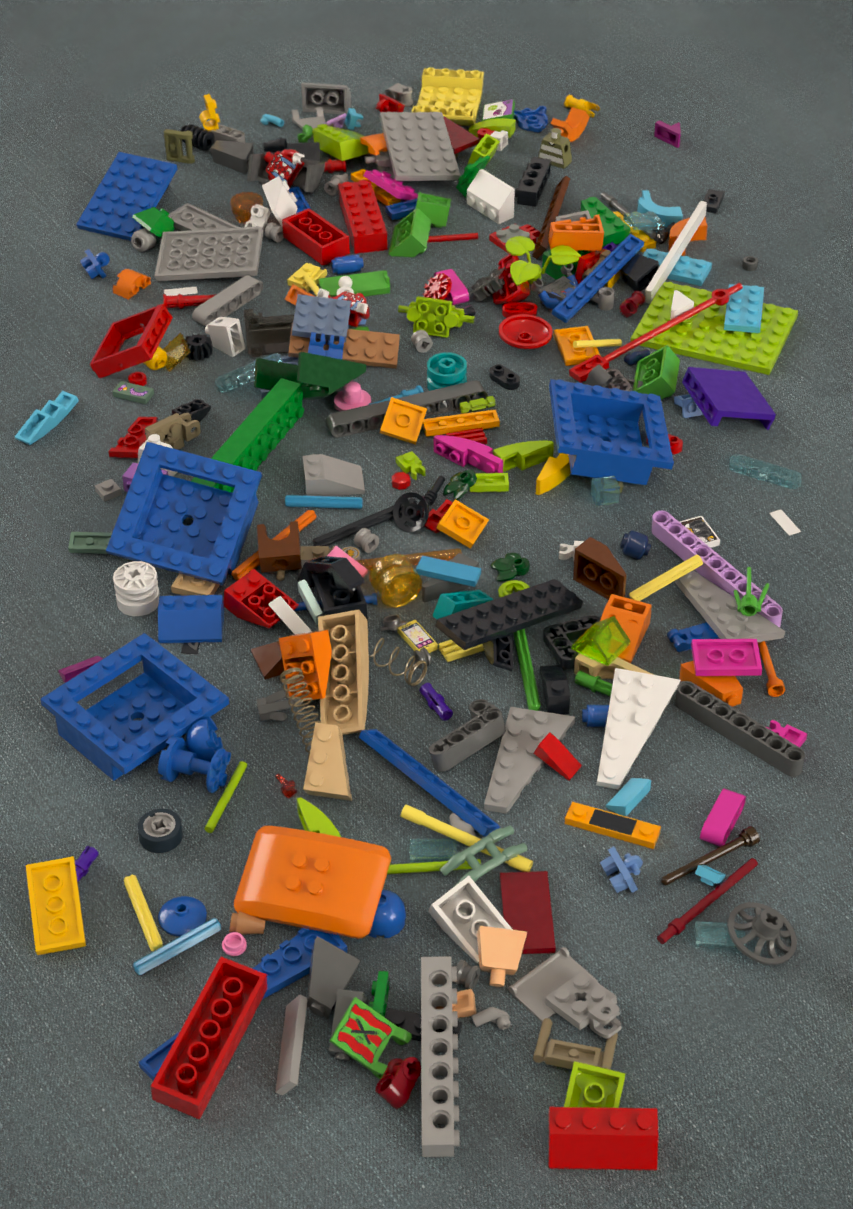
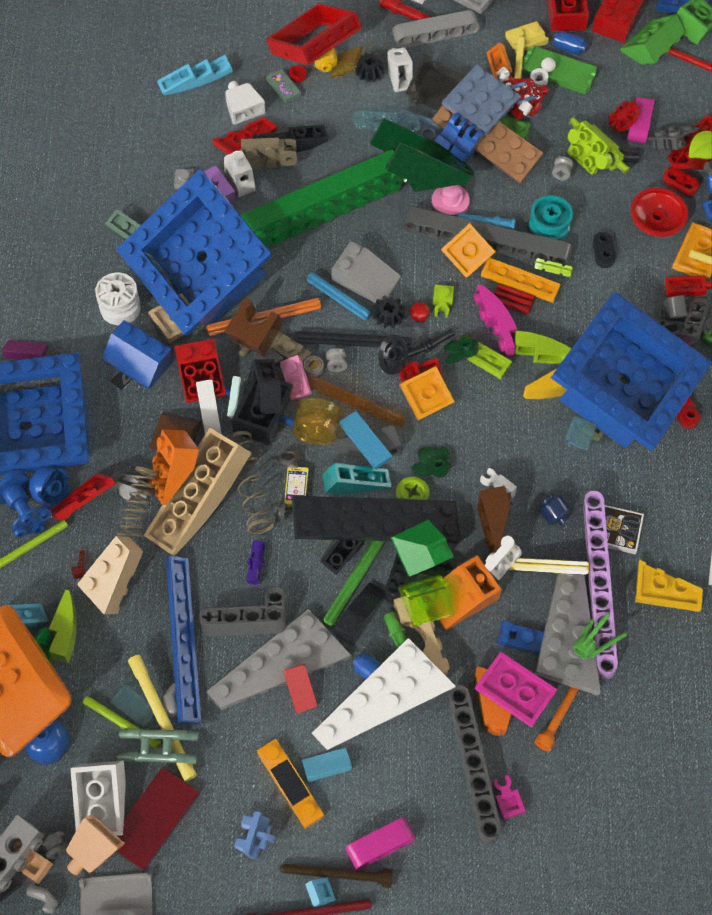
camera: 35 degrees right, 20 degrees up
(110, 415) = (243, 102): none -> white torso
(243, 730) = (83, 494): none -> red wing
(377, 489) = (388, 311): none -> black gear
(565, 612) = (421, 547): none -> green slope
(633, 584) = (499, 562): none -> white plate
(765, 552) = (663, 590): none -> yellow wing

